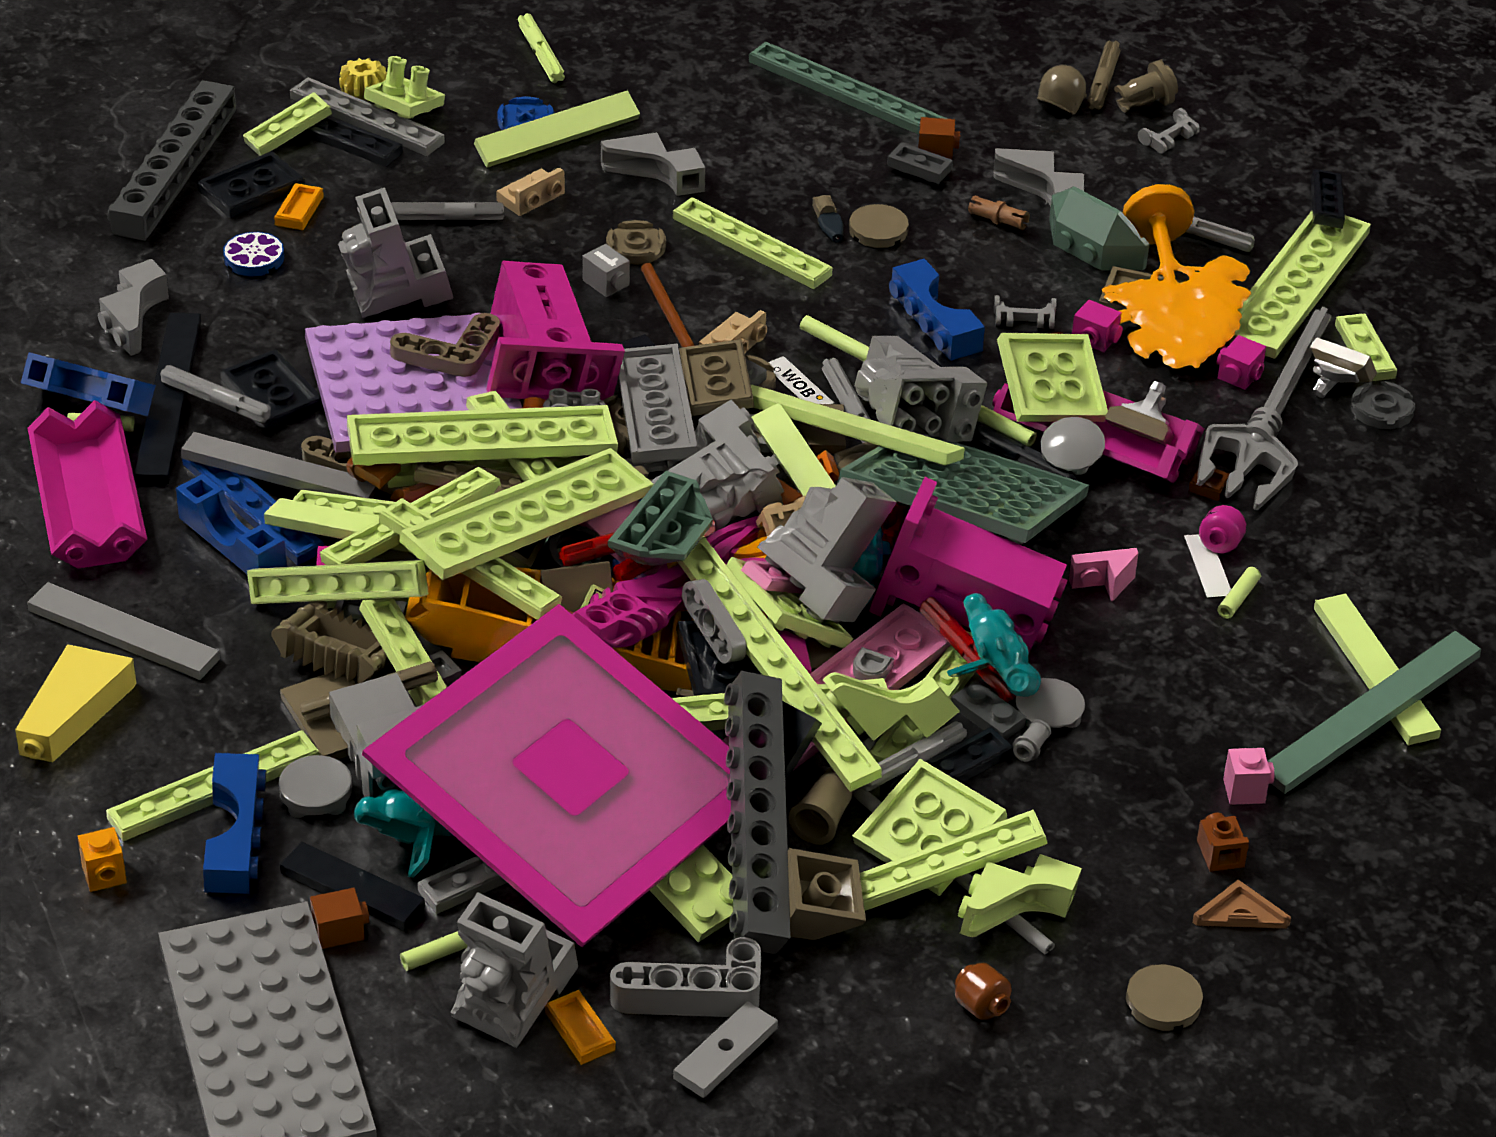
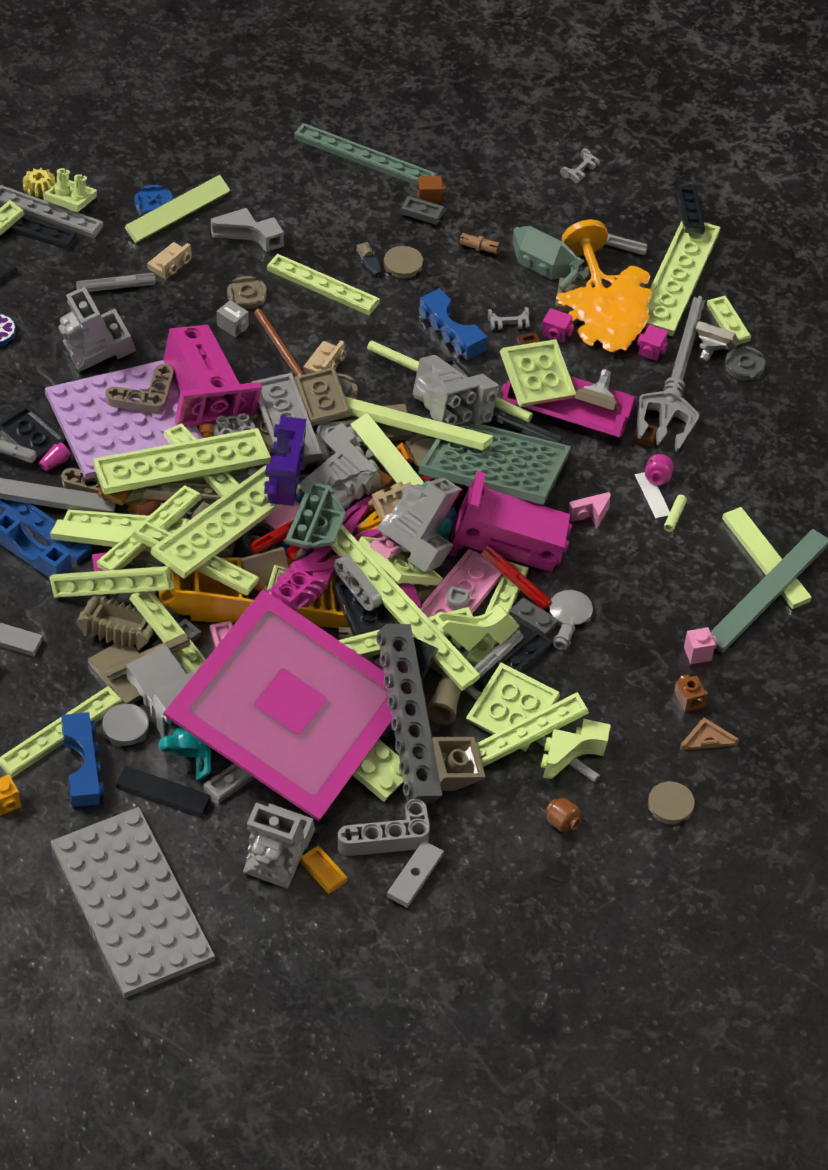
camera: 10 degrees left, 10 degrees up
(298, 419) = (55, 456): none -> dark pink cone
(299, 206) = (17, 289): light orange tile -> none
(339, 917) = (161, 815): dark orange brick -> none
(432, 951) = (225, 828): yellowish green piece -> none
(541, 48) = (153, 143): yellowish green axle -> none
(637, 446) = (287, 465): none -> dark purple brick
(798, 382) = (372, 389): white sticker -> none
(843, 388) = (404, 394): light grey axle -> none
(998, 647) = (537, 578): teal piece -> none
(1033, 172) = (499, 211): light grey arch -> none
(1063, 88) = (506, 141): dark tan helmet -> none
(1072, 444) = (557, 419): light grey dish -> none
(1103, 75) = (530, 127): dark tan axle -> none
(1134, 261) = (574, 265): none -> sand green bar
(1156, 85) = (562, 135): dark tan piece -> none

